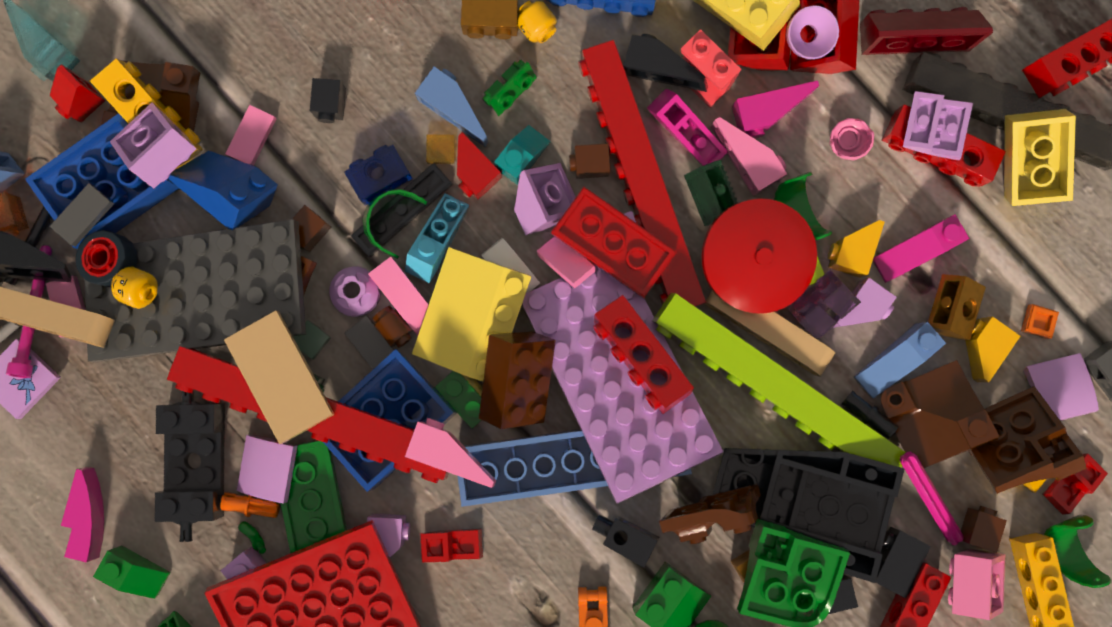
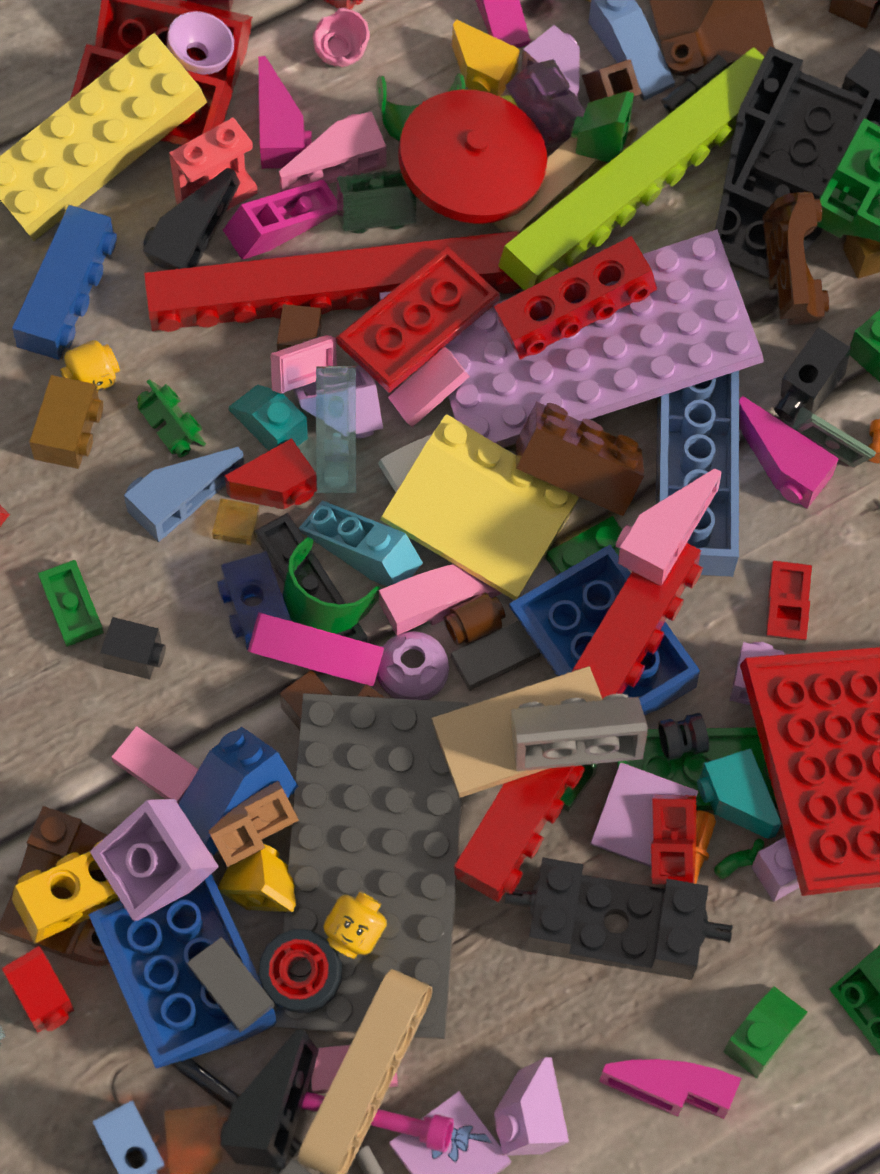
camera: 75 degrees left, 20 degrees down
(47, 426) = (531, 1112): none -> lavender slope
(168, 219) = (260, 882): none -> yellow slope
(191, 200) = (246, 825): none -> medium nougat slope
(246, 492) = (673, 838): none -> red slope
(264, 414) = (578, 732): none -> light grey slope
(285, 531) = (739, 793): none -> teal slope
(321, 494) = (683, 736): none -> black wheel
(342, 223) = (315, 649): none -> dark pink slope
(355, 51) = (70, 603): none -> green plate
(506, 201) = (336, 429): none -> clear light blue slope
(559, 168) = (297, 364): none -> bright pink tile
(560, 531) = (789, 458): none -> dark pink slope
(584, 561) = (832, 439): none -> sand green slope
(802, 350) = (604, 127): none -> green slope
(853, 350) = (611, 81): none -> reddish brown brick
(931, 498) = (811, 37): dark pink axle -> none

